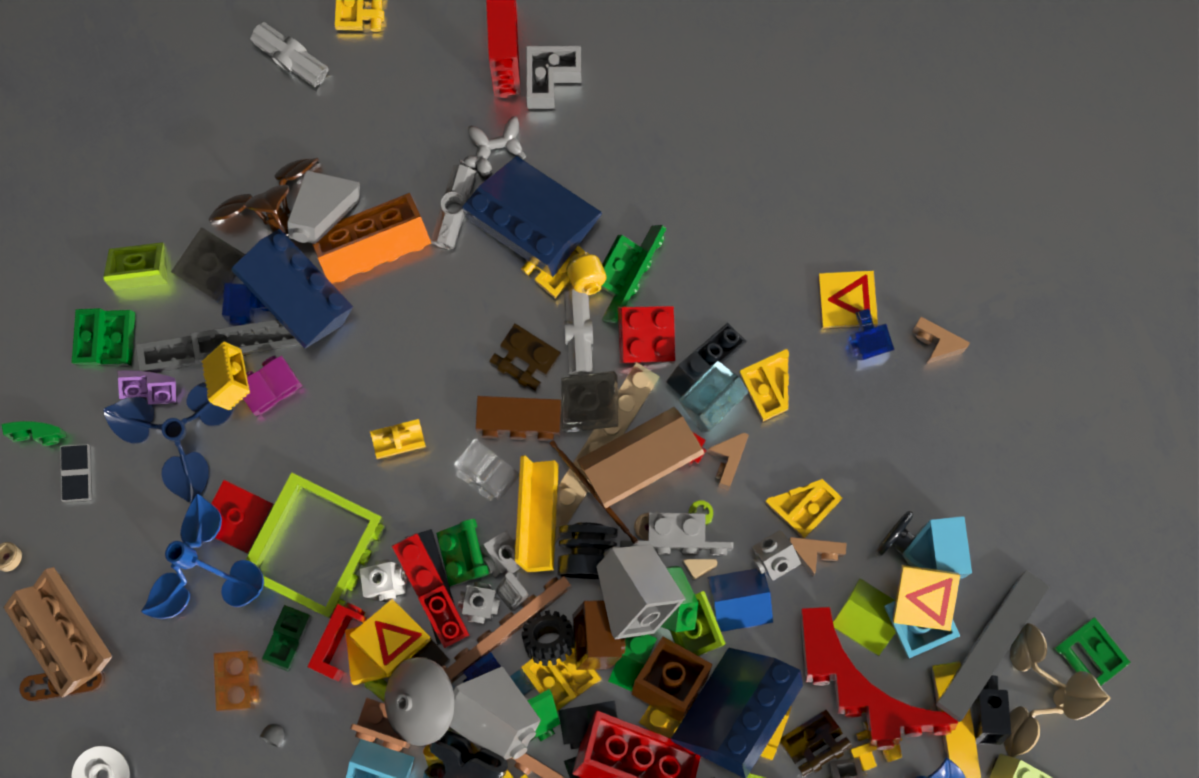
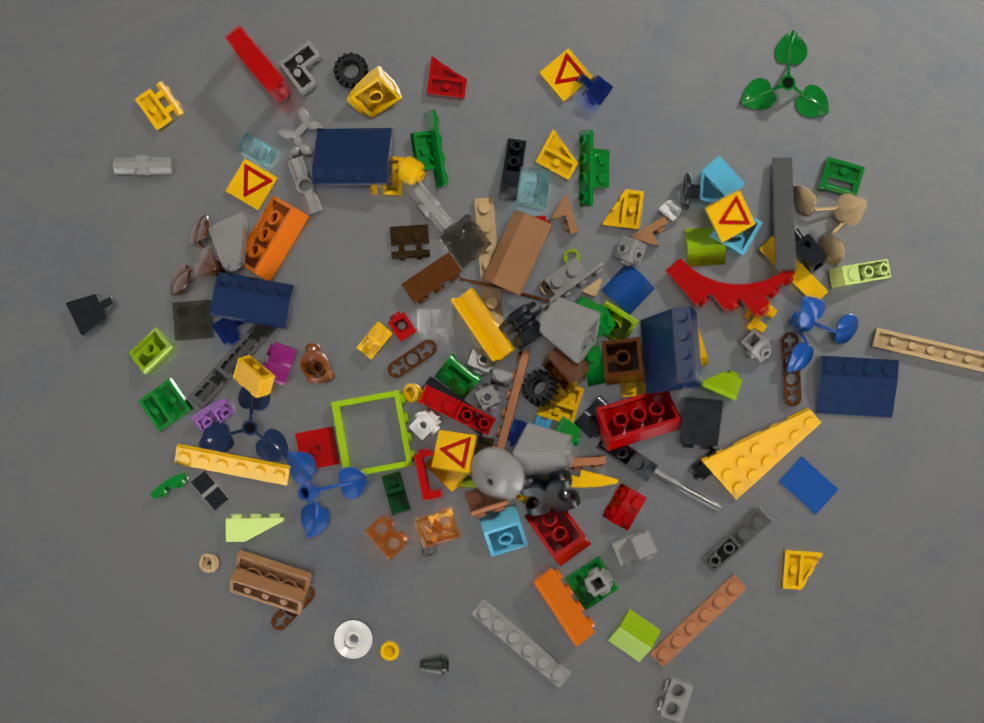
camera: 30 degrees left, 10 degrees up
(80, 548) = (243, 529): none -> yellowish green slope
(101, 171) = (90, 312): none -> black torso
(124, 462) = (232, 464): none -> yellow plate
(301, 716) = (437, 528): none -> clear orange brick
(307, 418) = (316, 365): none -> dark orange hair
(394, 163) = (251, 184): none -> yellow tile
(394, 531) = (412, 392): none -> yellow tile
(405, 486) = (397, 362): none -> reddish brown beam
(437, 148) = (271, 156): none -> clear light blue slope
(438, 458) = (405, 333): none -> red brick
(600, 102) = (347, 59): none -> black tyre
(610, 159) = (374, 93): none -> yellow slope
(646, 334) = (468, 179): red plate -> none
(702, 206) = (445, 81): none -> red wing
(802, 427) = (593, 168): none -> green bracket
(811, 737) = (720, 336): dark brown plate -> none
(859, 542) = (670, 209): none -> white plate
(946, 342) = (639, 61): medium nougat slope -> none
(1062, 485) = (760, 95): none -> green plant

